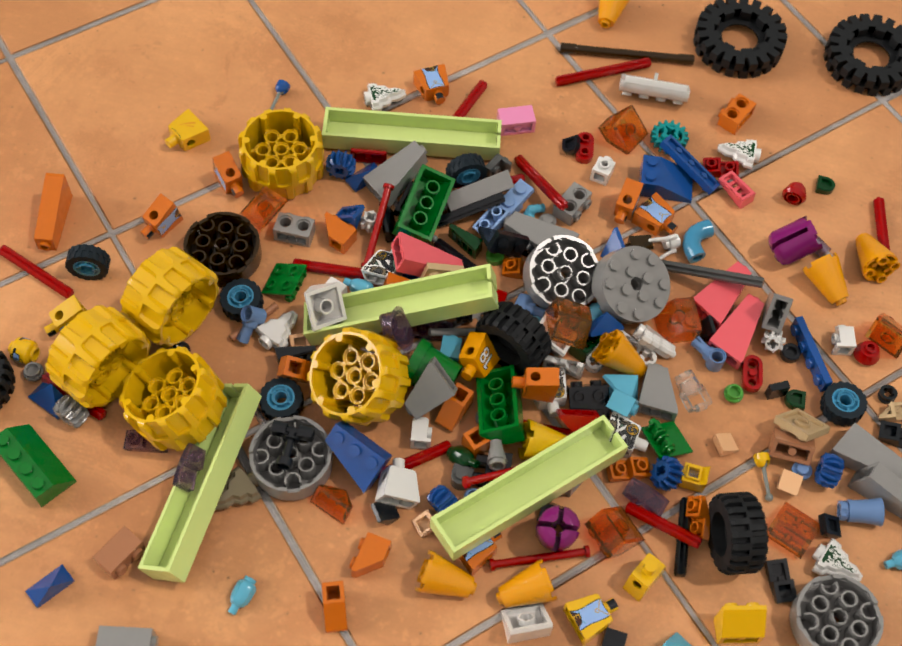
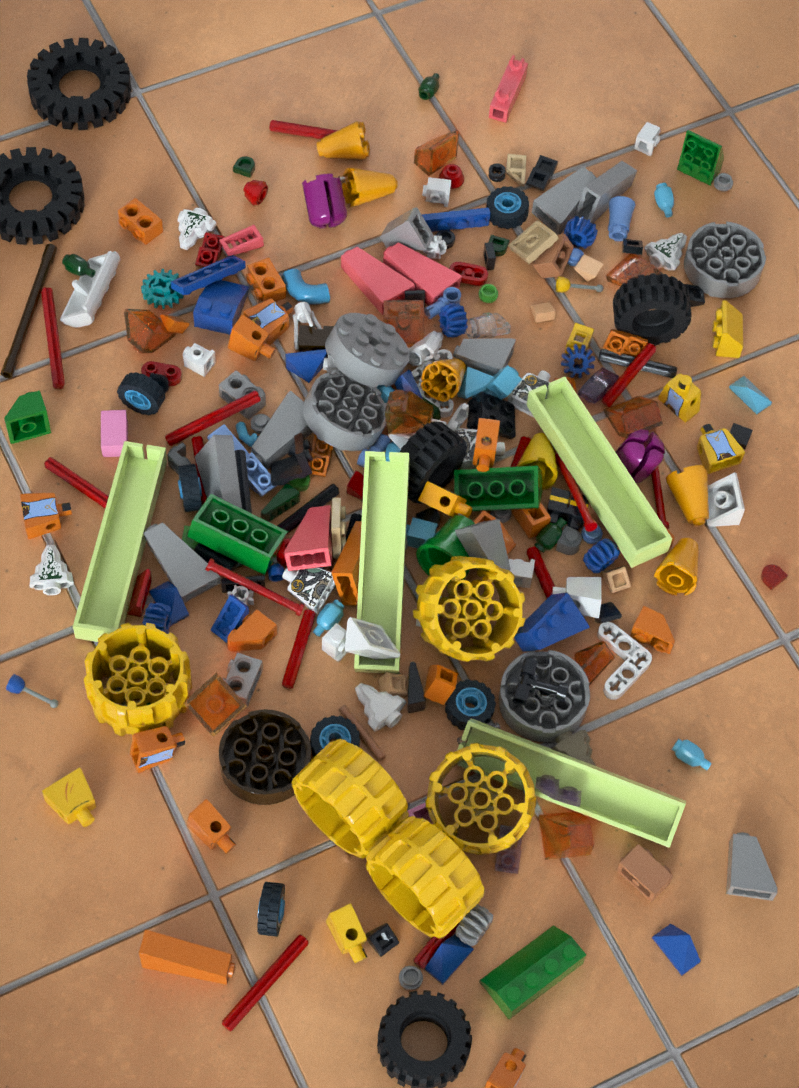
camera: 85 degrees left, 0 degrees up
(23, 350) = (383, 988): yellow head -> none
(155, 486) = (565, 835): none -> clear orange slope
(251, 318) = (373, 730): medium blue pin -> none
(285, 280) = (311, 694): green hinge -> none
(334, 606) = (706, 665): orange slope -> none
(342, 537) = (629, 656): none -> white beam
(397, 327) = (418, 563): piece -> none
(496, 456) = (558, 498): light grey cone -> none
(516, 59) = (27, 418): none -> green slope
(553, 128) = (141, 393): none -> black wheel
(576, 418) = (518, 422): red slope -> none
(635, 148) = (174, 324): none -> orange slope
(666, 439) = (539, 356): green hinge -> none
(678, 75) = (77, 265): none -> dark green plant
(688, 359) = (453, 320): none -> blue gear
(697, 209) = (266, 280): none -> orange brick
(715, 274) = (357, 278): dark grey axle -> none

